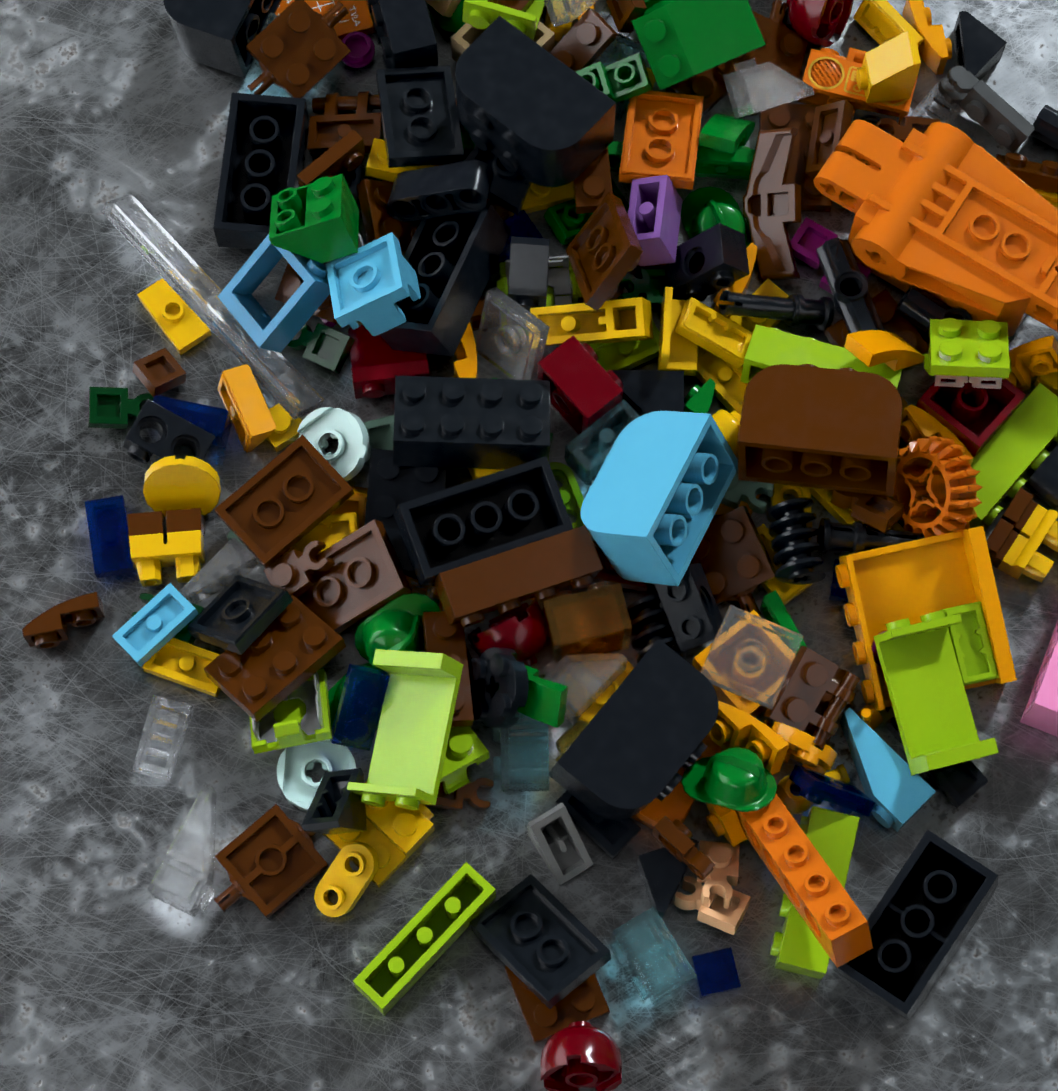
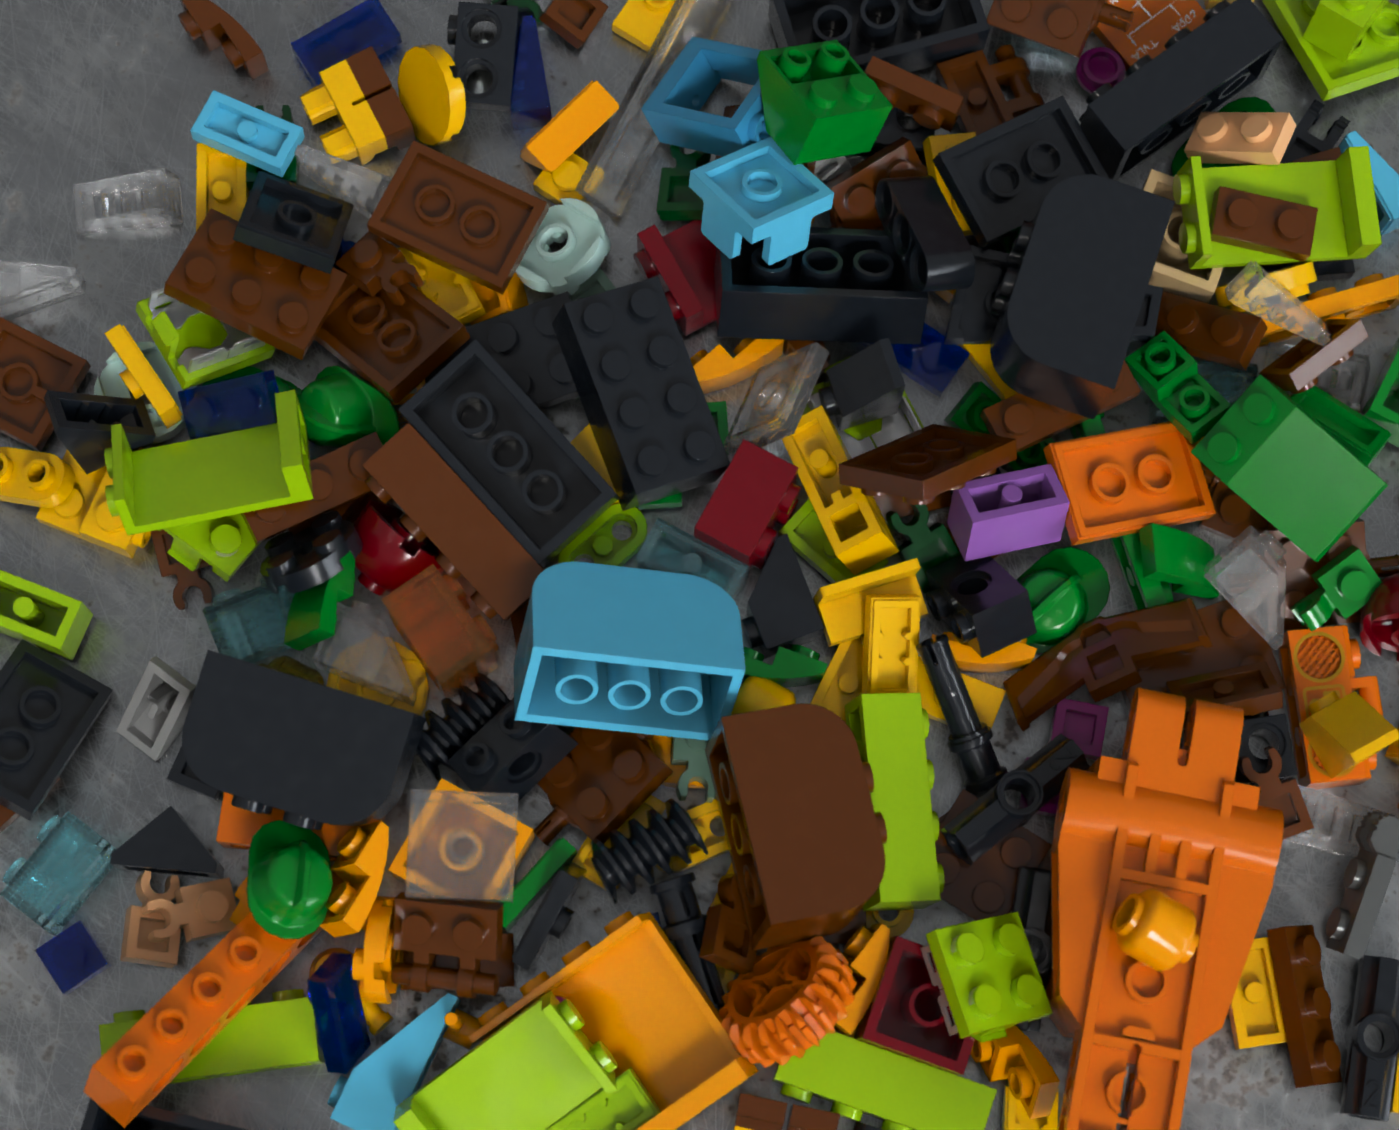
camera: 65 degrees right, 5 degrees up
(310, 763) = (141, 377): none -> yellow plate
(678, 841) = (198, 841): reddish brown plate -> none
(787, 40) = (1343, 586): none -> green plate
(814, 626) = (551, 916): none -> black plate
(881, 347) = (945, 862): light orange slope -> none
(989, 220) = (1156, 929): none -> light orange head

